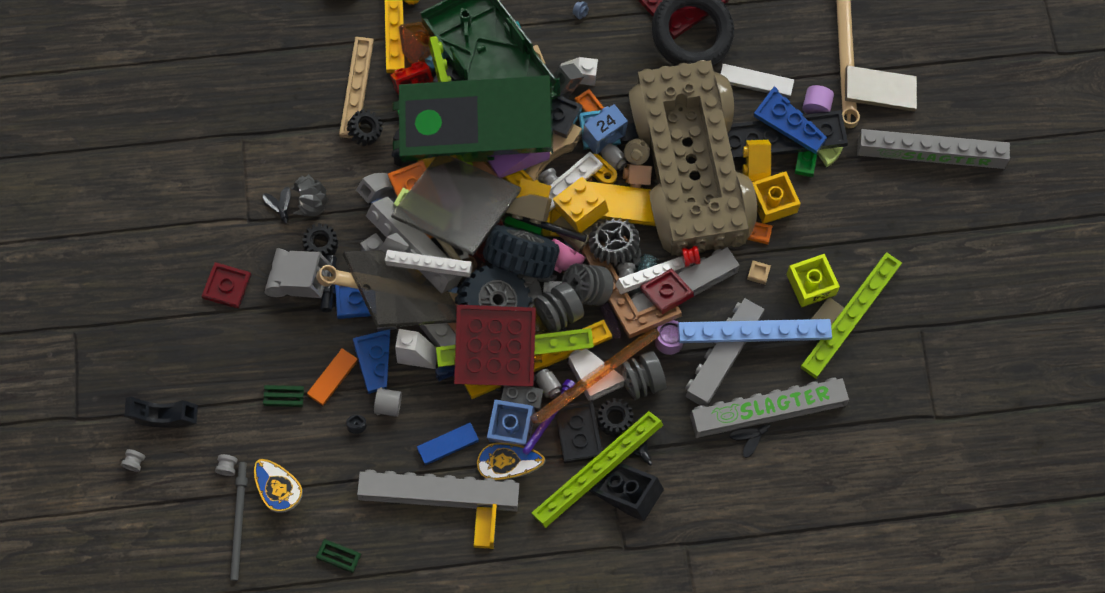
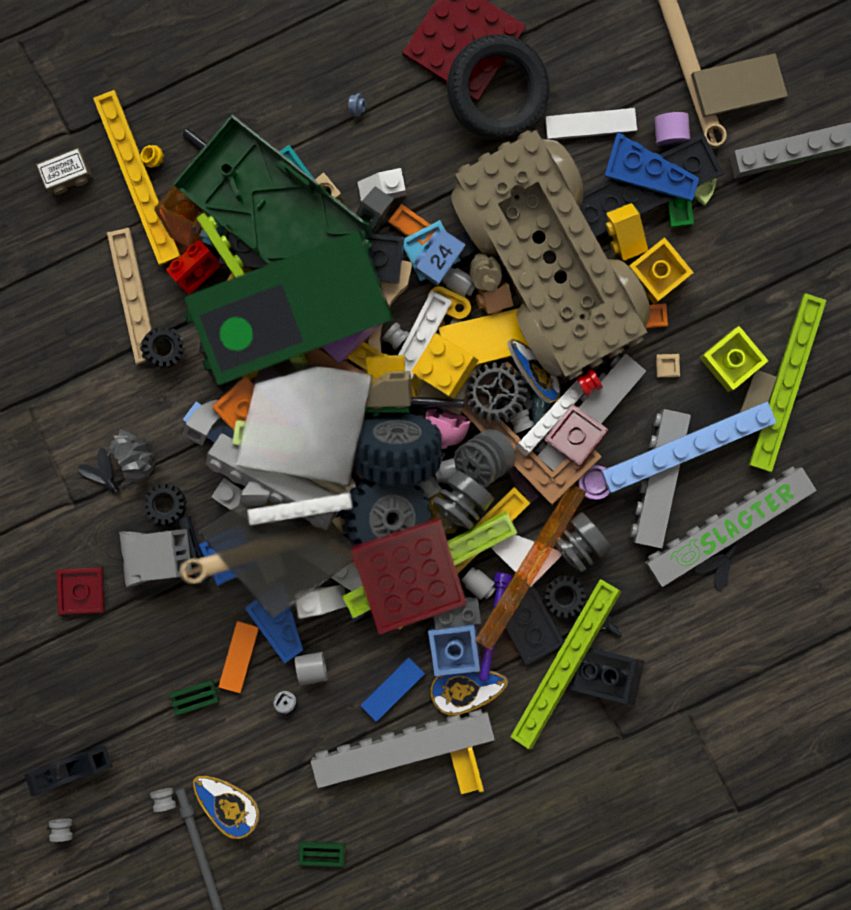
camera: 15 degrees left, 20 degrees up
(649, 235) = (532, 372): none -> shield

